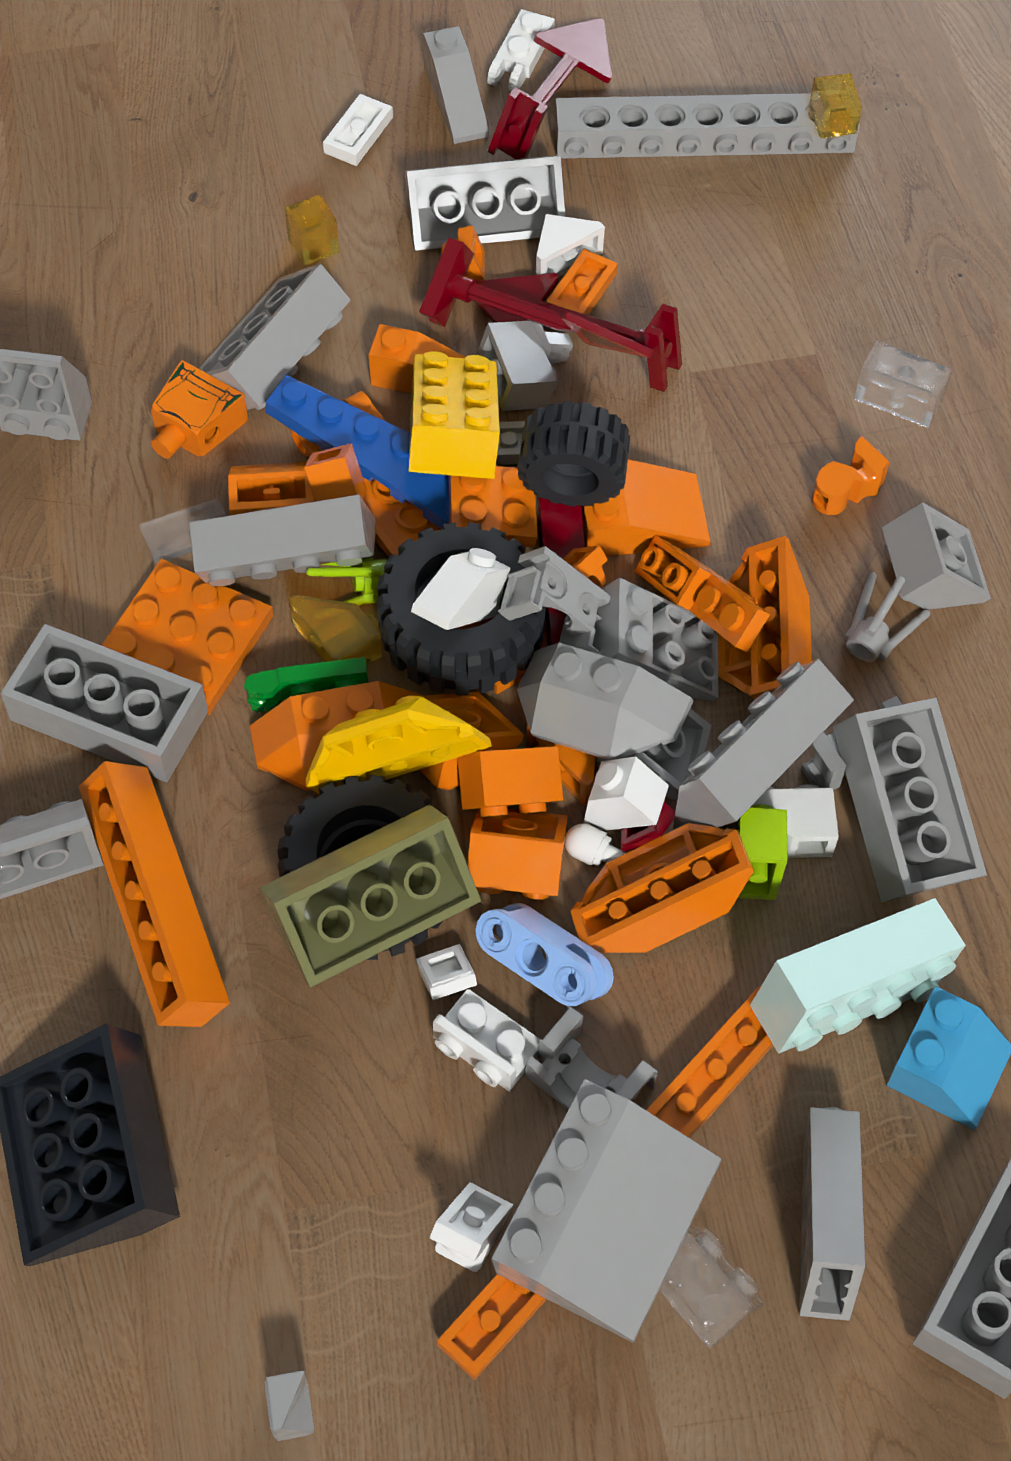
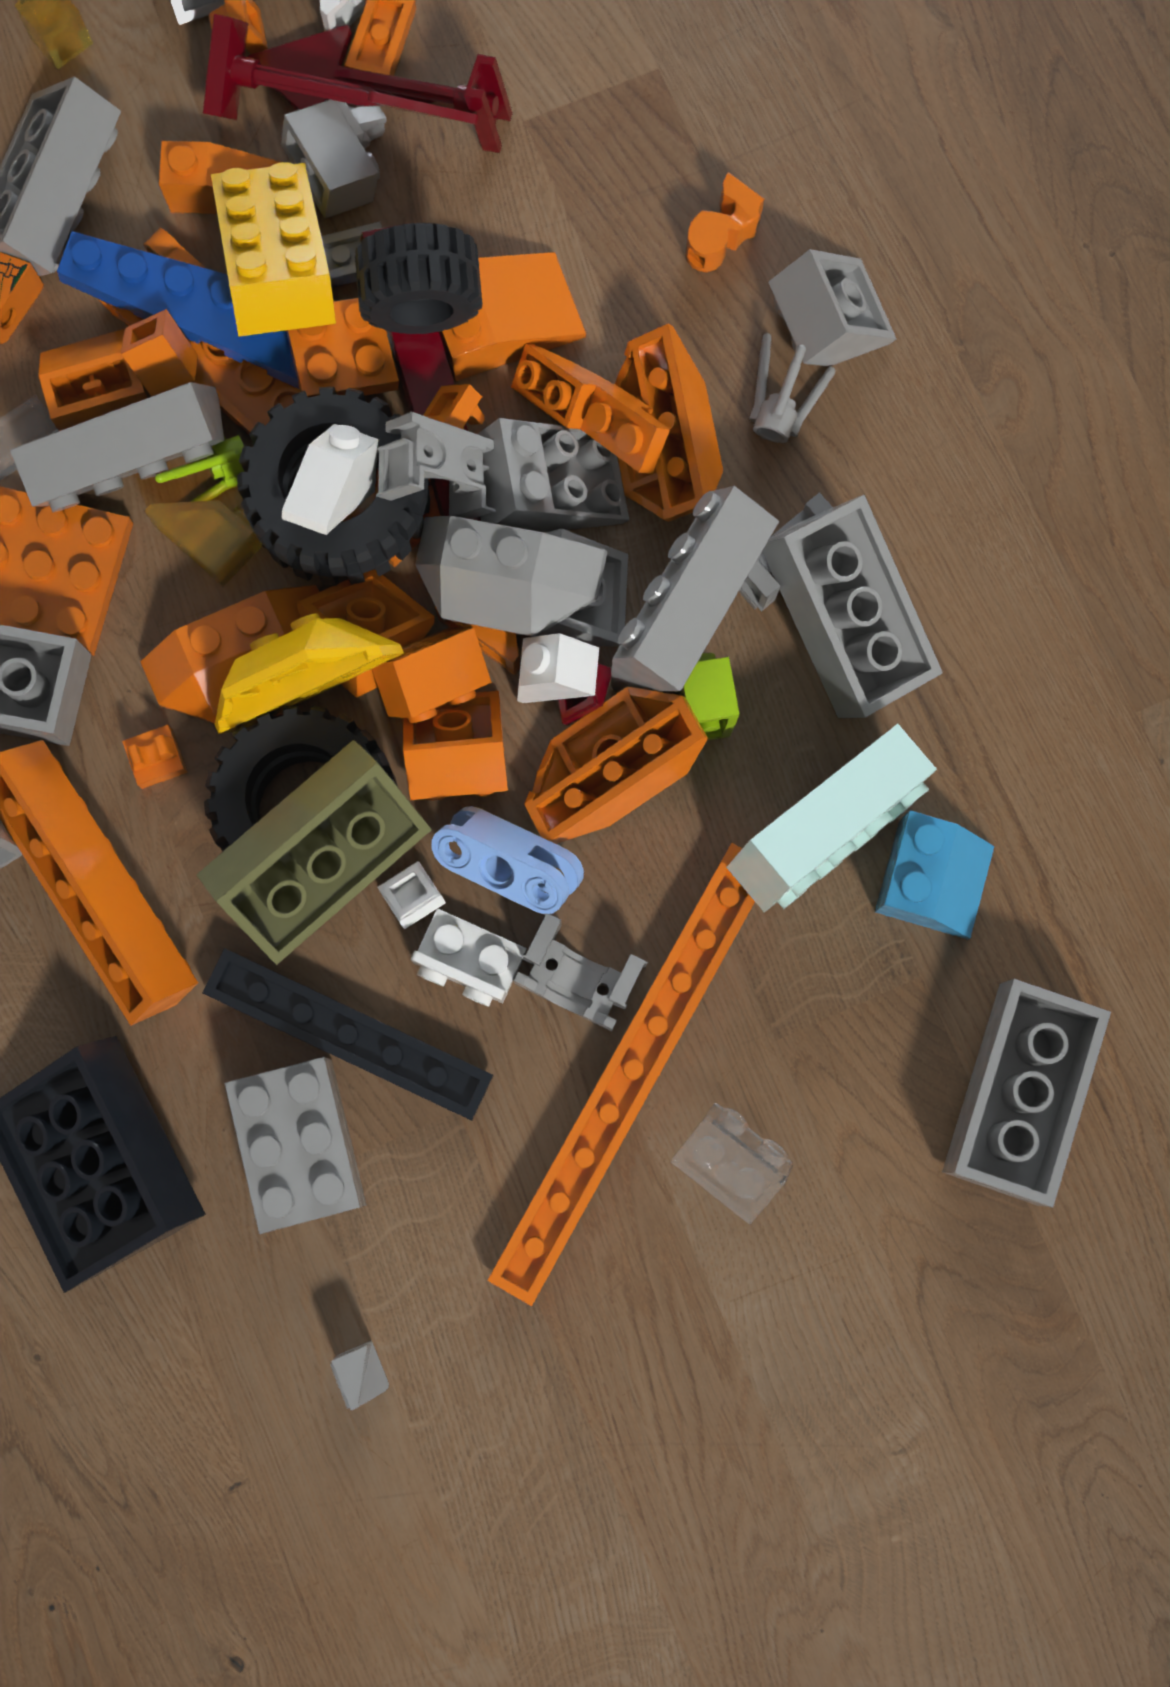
camera: 15 degrees left, 20 degrees up
(241, 807) = (154, 756): none -> orange tile
(274, 686) = (188, 602): green hinge -> none
(282, 1171) = (295, 1144): none -> light grey brick
(359, 1085) = (348, 1034): none -> black plate
(470, 1226) = (495, 1156): white slope -> none
(590, 845) = (530, 722): white cylinder -> none
(606, 1211) = (627, 1124): light grey slope -> none
(810, 819) = (750, 644): white slope -> none
(831, 1215) = (844, 1063): light grey slope -> none
(902, 383) = (761, 92): clear brick -> none

